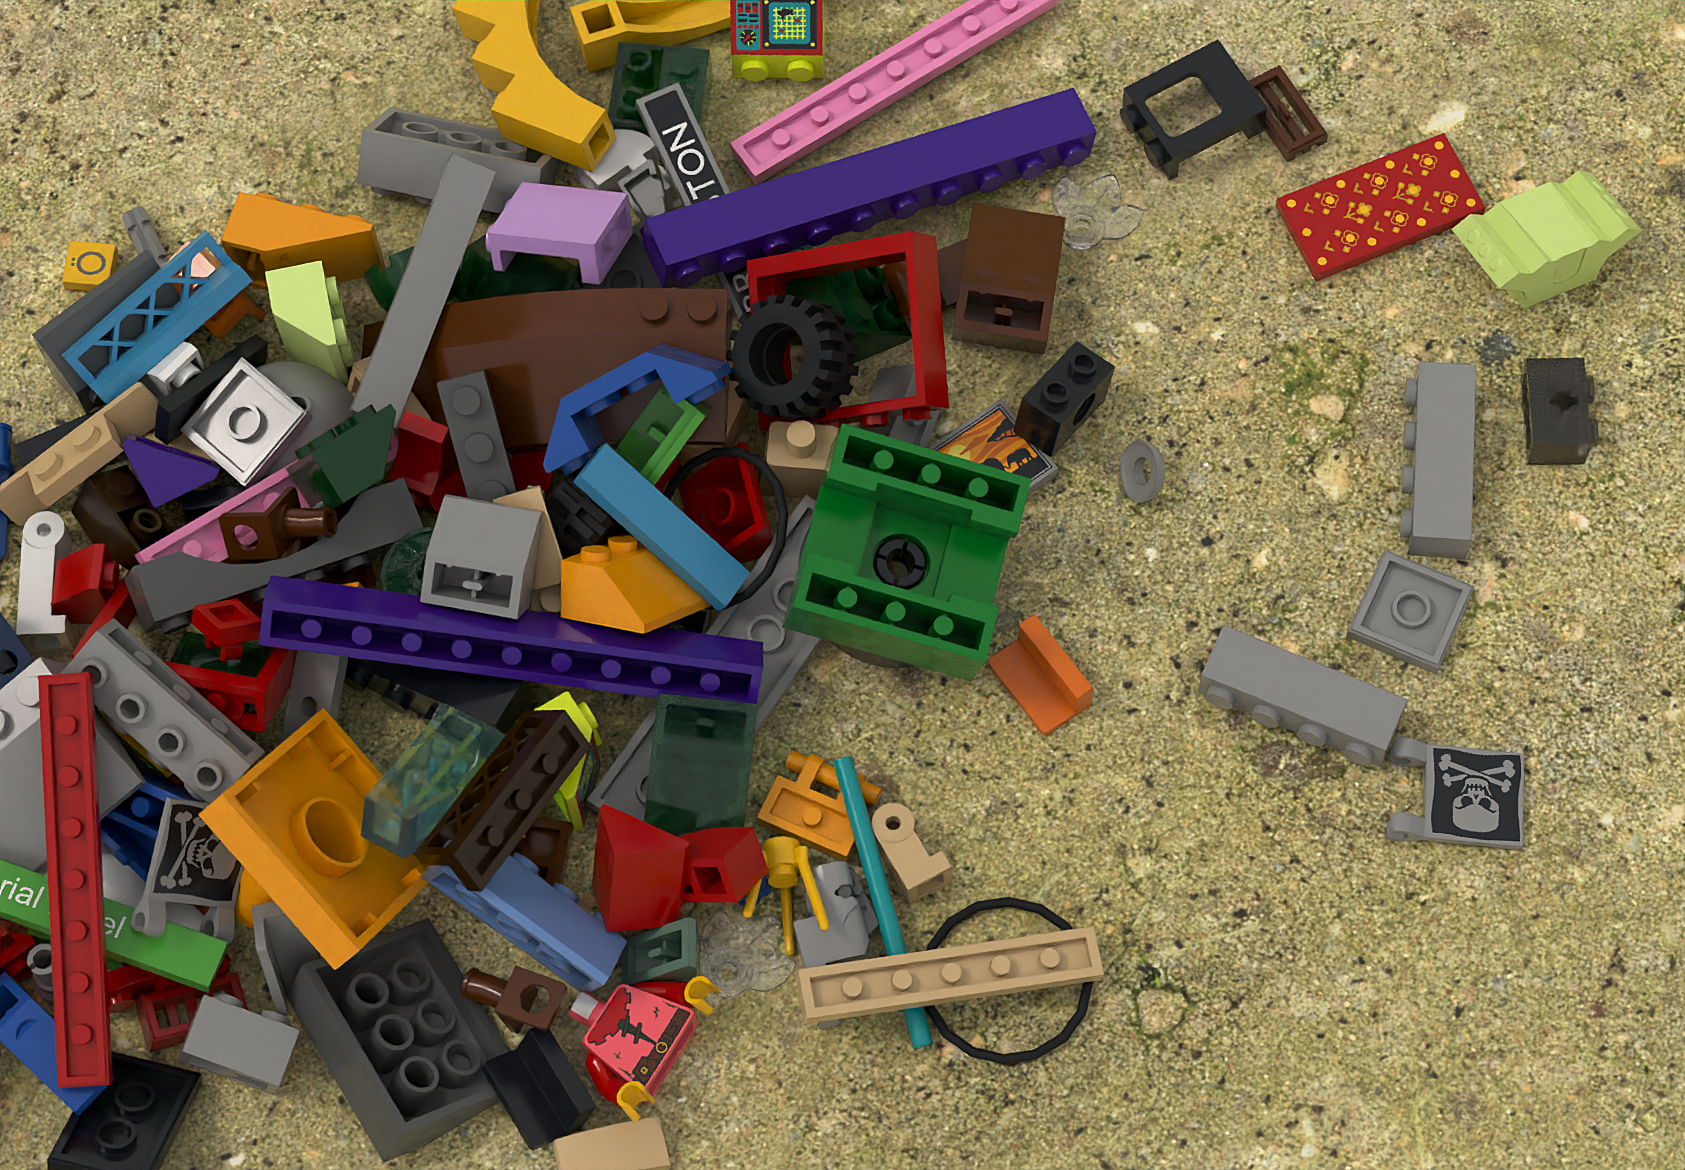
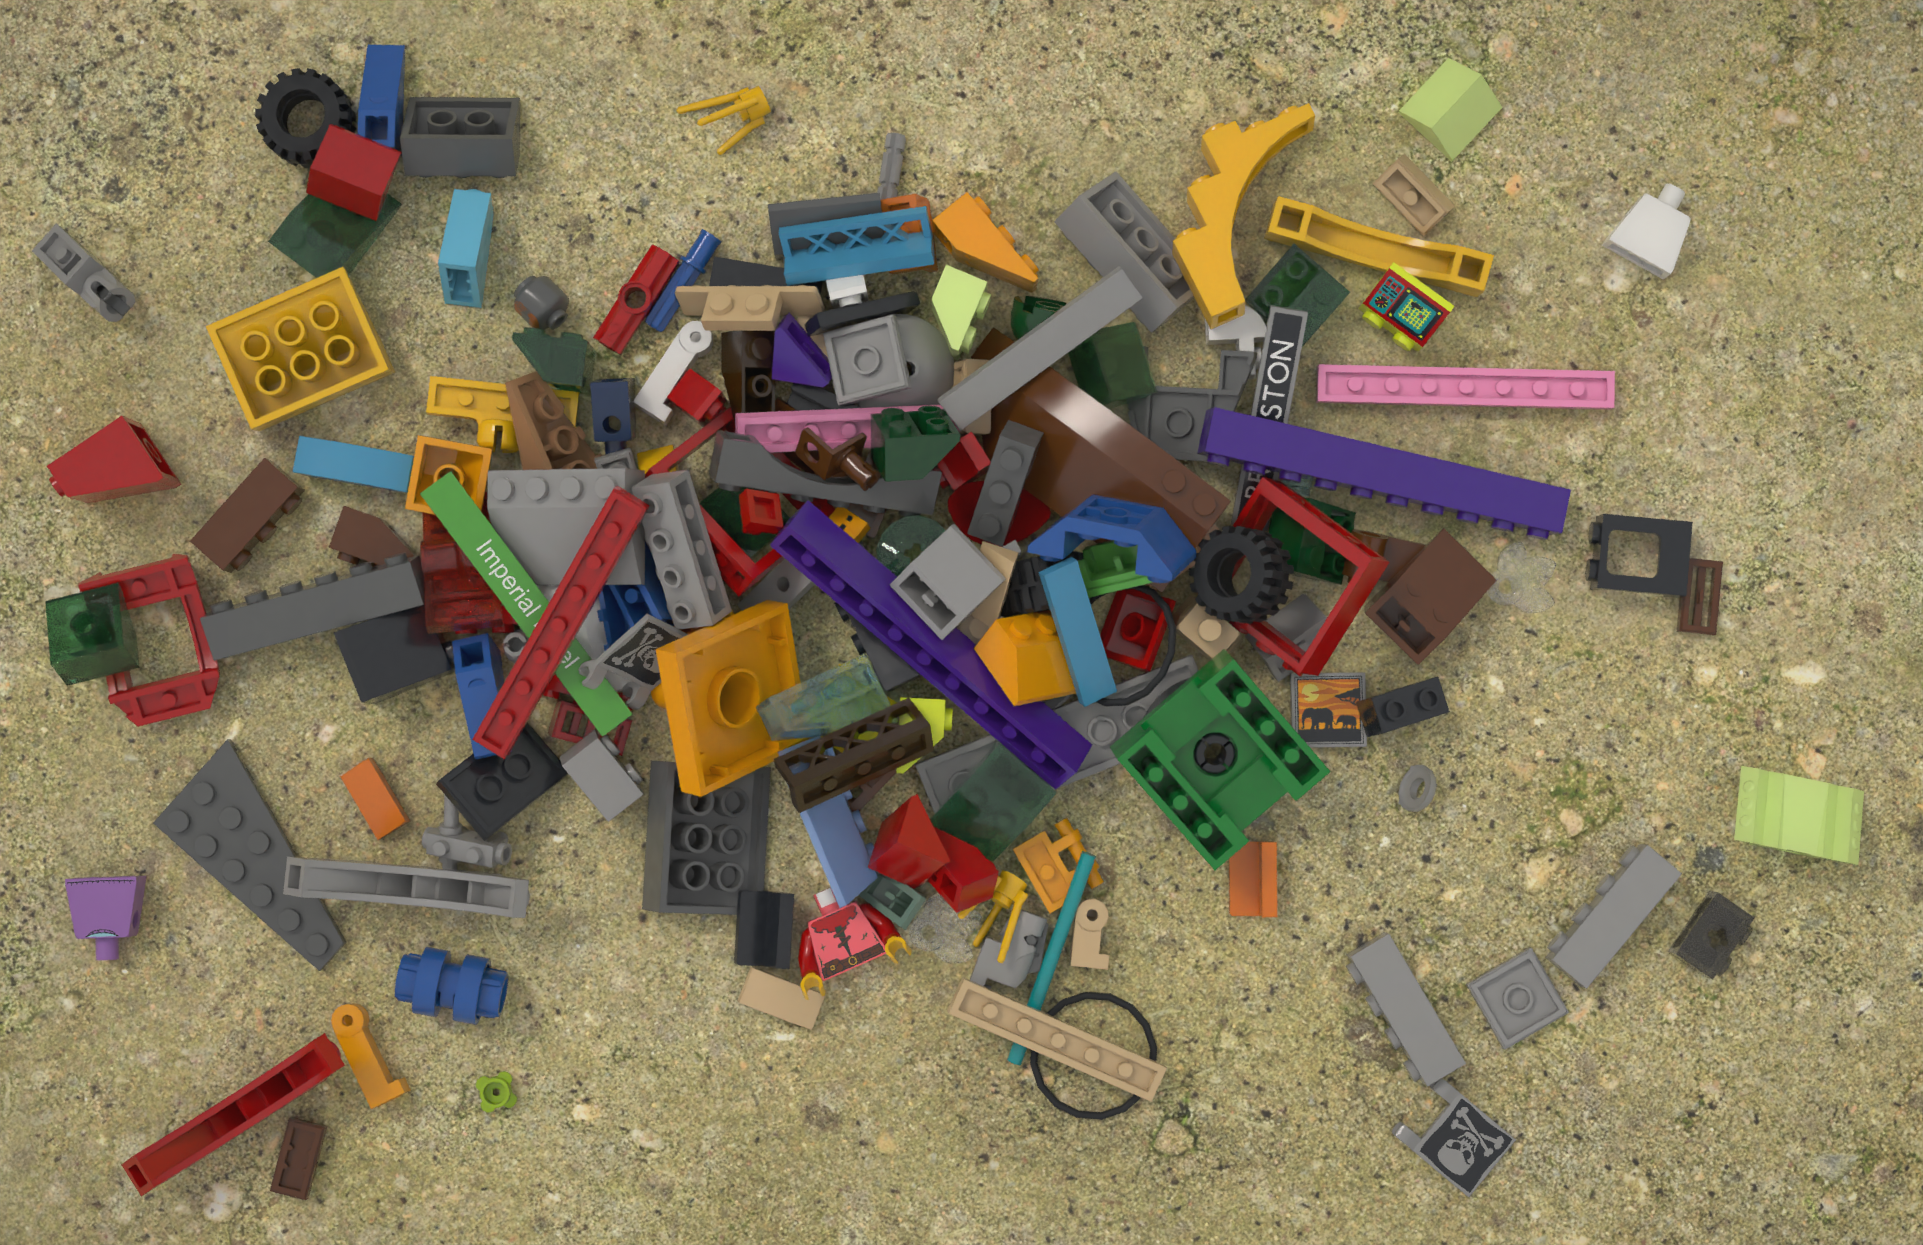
camera: 30 degrees right, 20 degrees up
(88, 264) = (844, 154): yellow tile -> none
(280, 950) = (657, 739): light grey panel -> none
(515, 997) = (785, 861): reddish brown bracket -> none
(562, 224) = (1159, 365): lavender panel -> none
(1379, 207) = (1711, 709): red tile -> none

